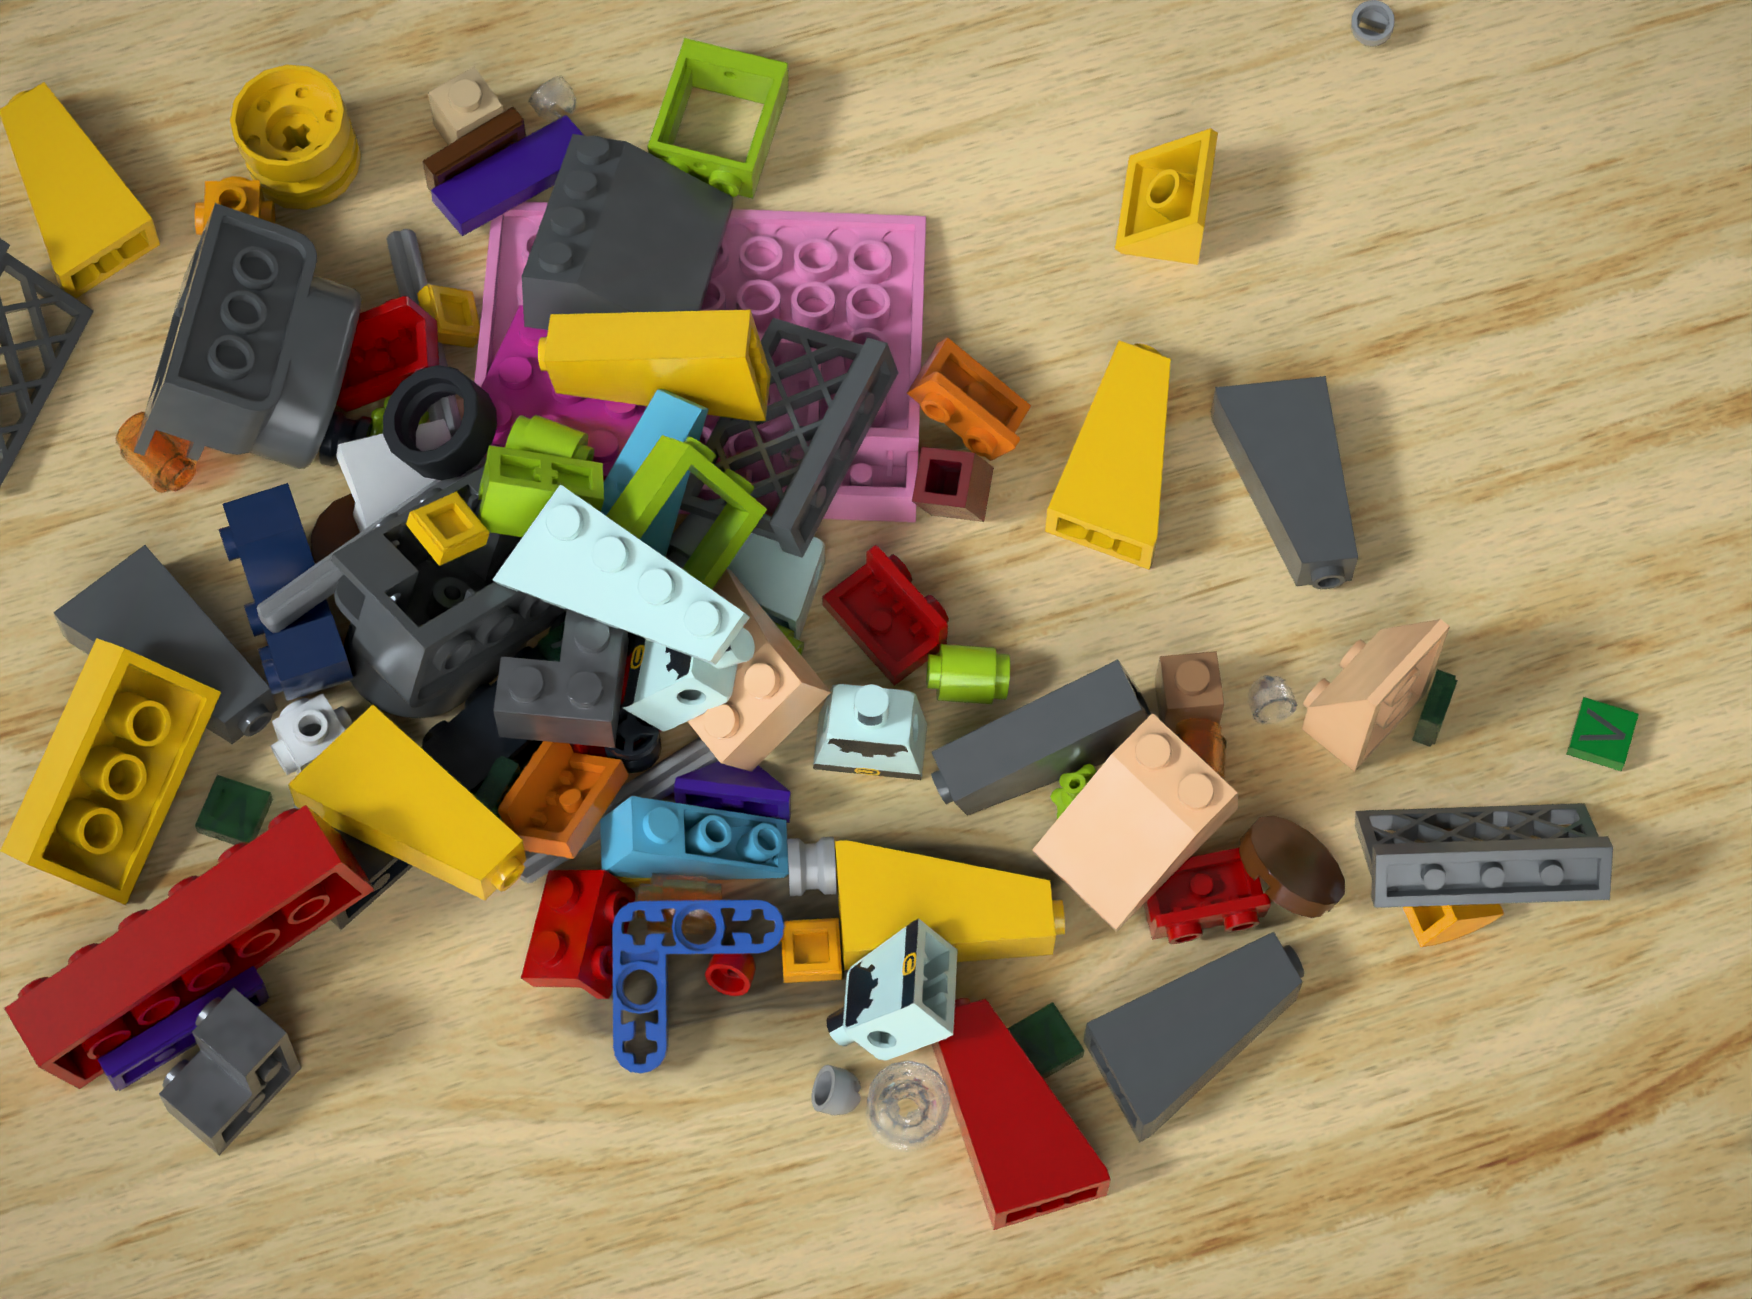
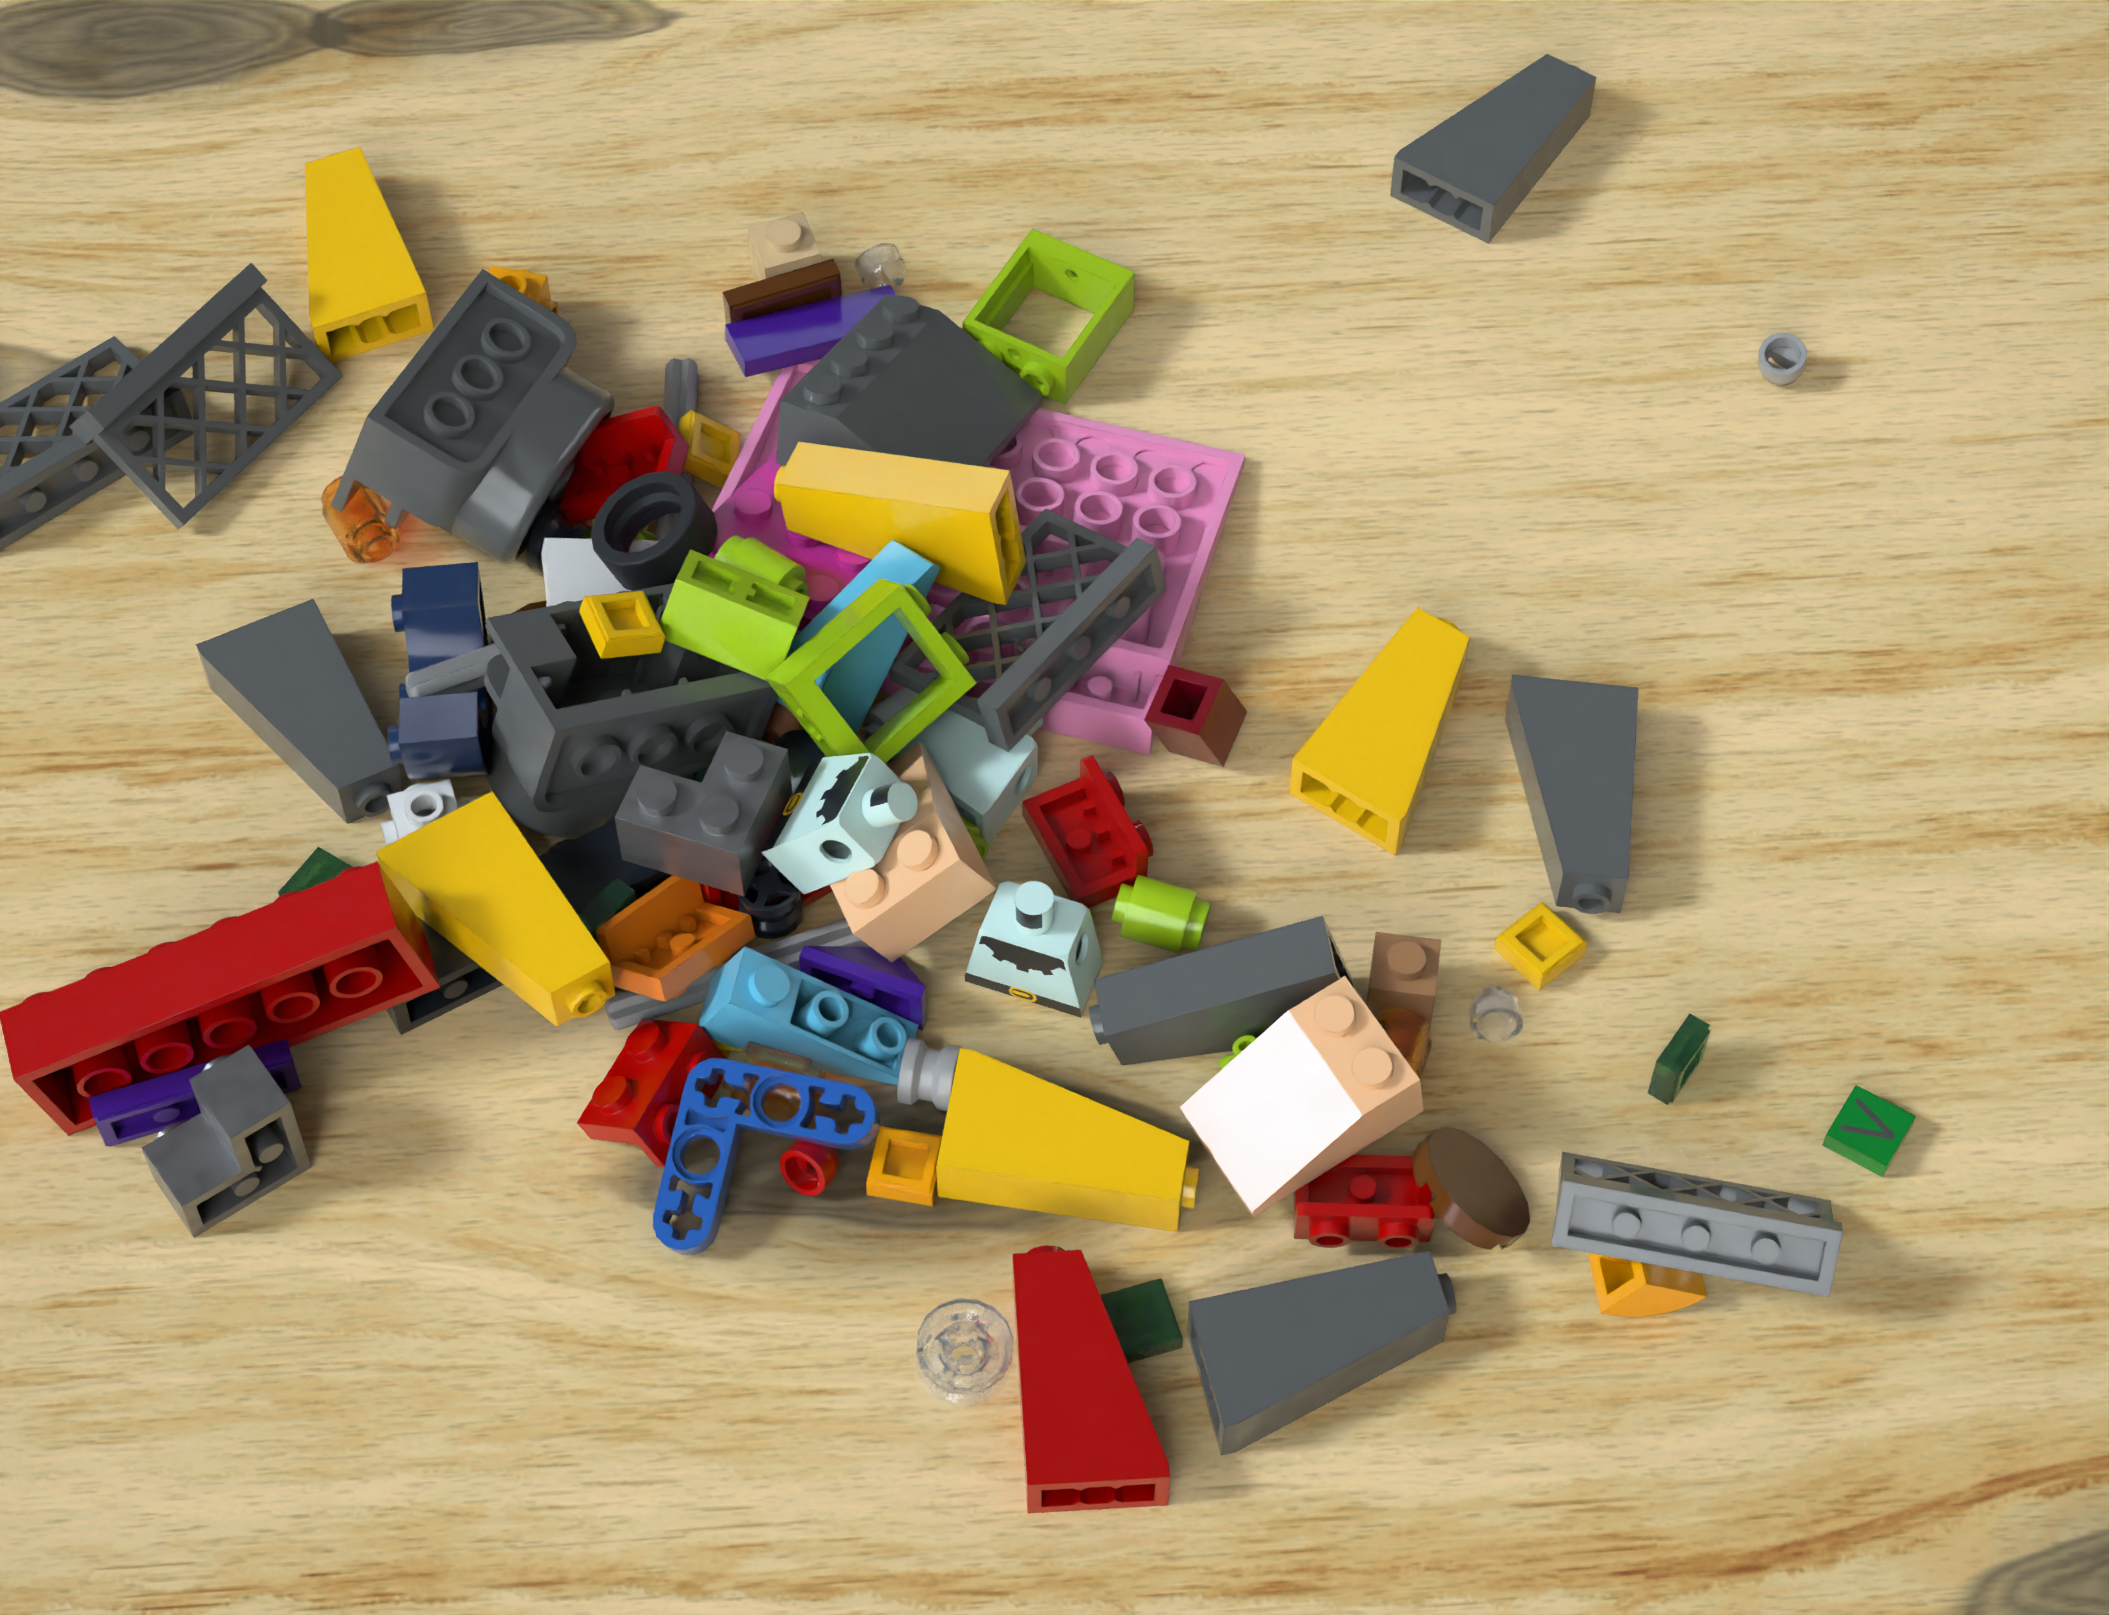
camera: 15 degrees right, 10 degrees down
(110, 771) = (203, 810): yellow slope -> none
(296, 136) = (599, 245): yellow wheel -> none
(606, 573) = (785, 706): light aqua wing -> none
(835, 1091) = (889, 1319): light grey hinge -> none
(899, 995) = (985, 1223): light aqua torso -> none
(969, 401) = (1238, 636): orange bracket -> none
(1167, 199) = (1514, 487): yellow slope -> none
(1293, 627) = (1540, 945): none -> yellow tile
(1374, 689) = (1613, 1023): light nougat slope -> none

